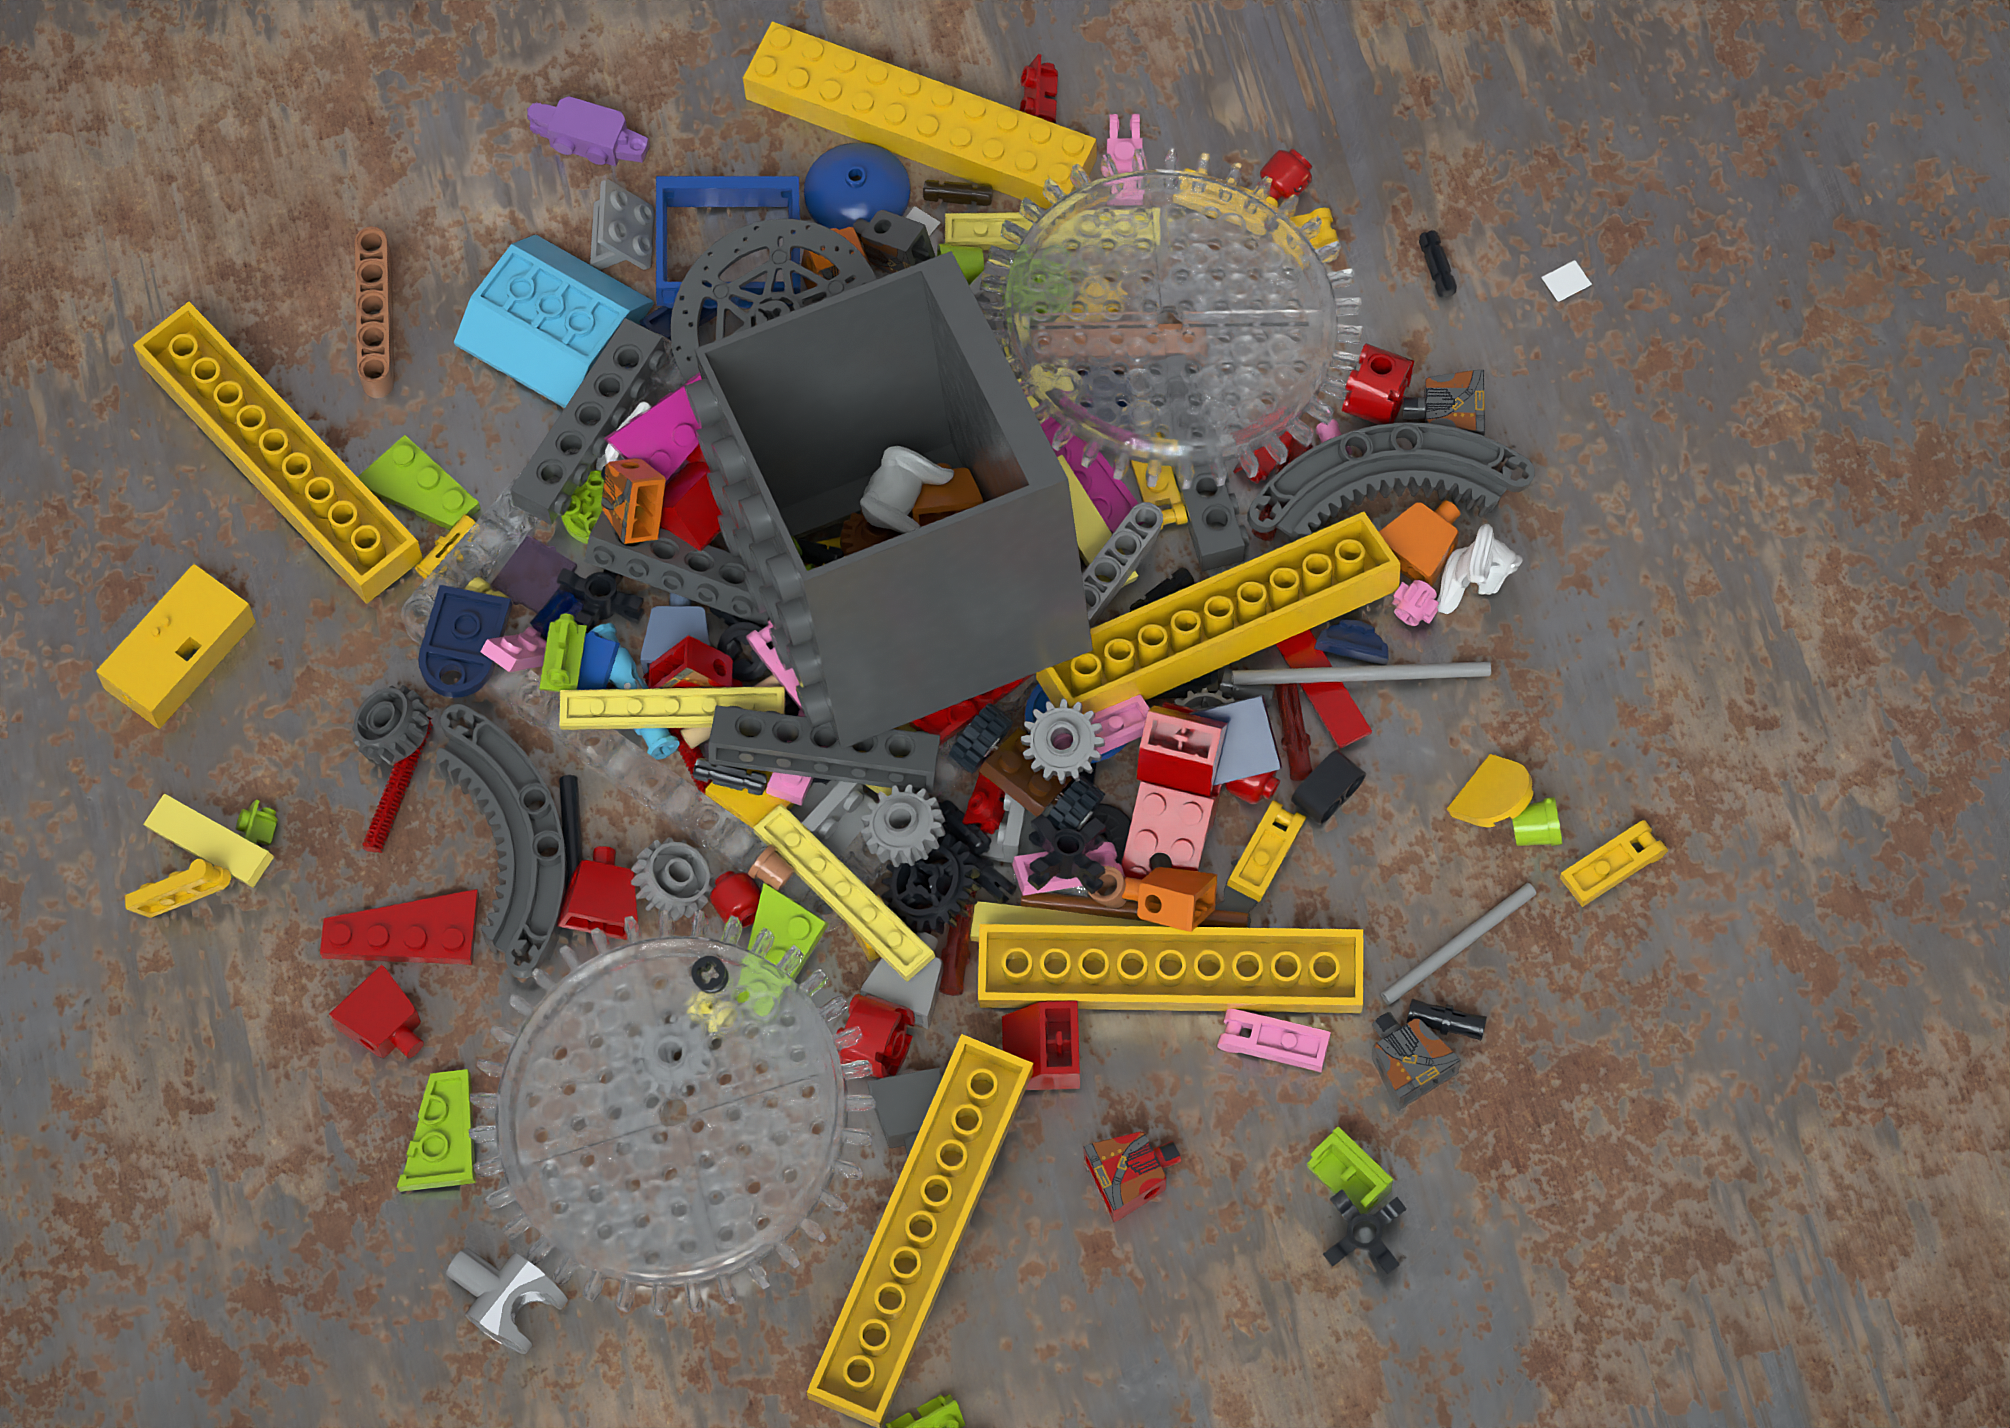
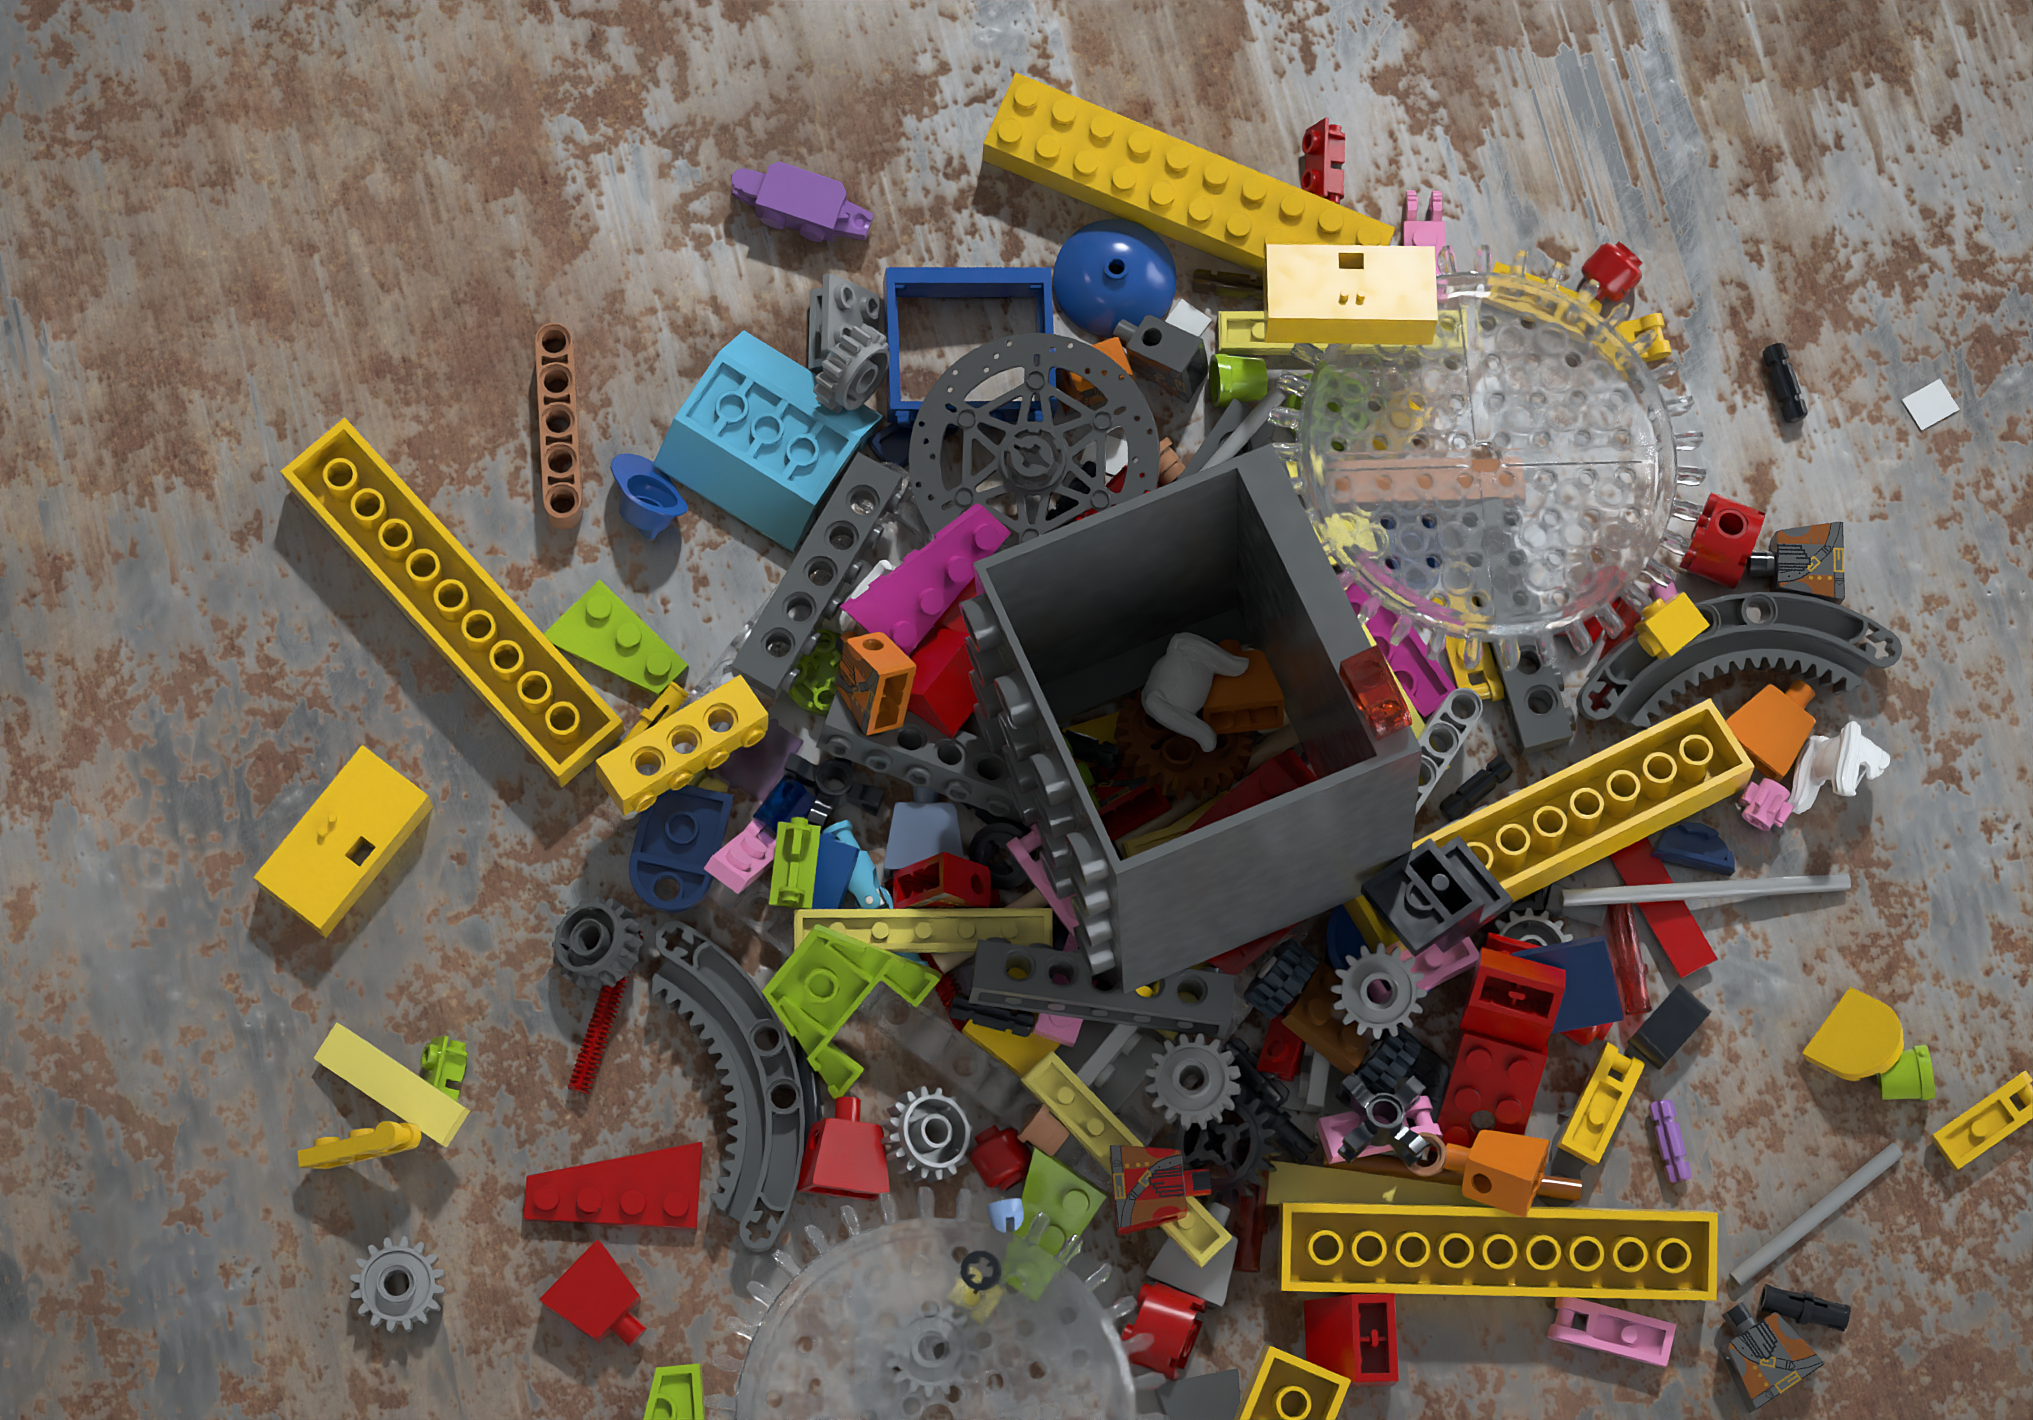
camera: 10 degrees left, 10 degrees up
(200, 991) = (387, 1264): none -> light grey gear
(446, 366) = (646, 494): none -> blue piece
(476, 540) = (729, 703): none -> yellow brick
(583, 753) = (824, 987): none -> lime wing
(623, 254) = (853, 369): none -> light grey gear
(731, 925) = (1004, 1212): none -> light blue hinge
(862, 907) = (1152, 1186): none -> torso
(1027, 431) = (1375, 692): none -> clear red leg
(1048, 181) = (1349, 294): none -> brick
(1111, 656) = (1436, 895): none -> black bracket
(1324, 445) = (1669, 625): none -> yellow brick
(1328, 883) = (1670, 1141): none -> medium lavender axle

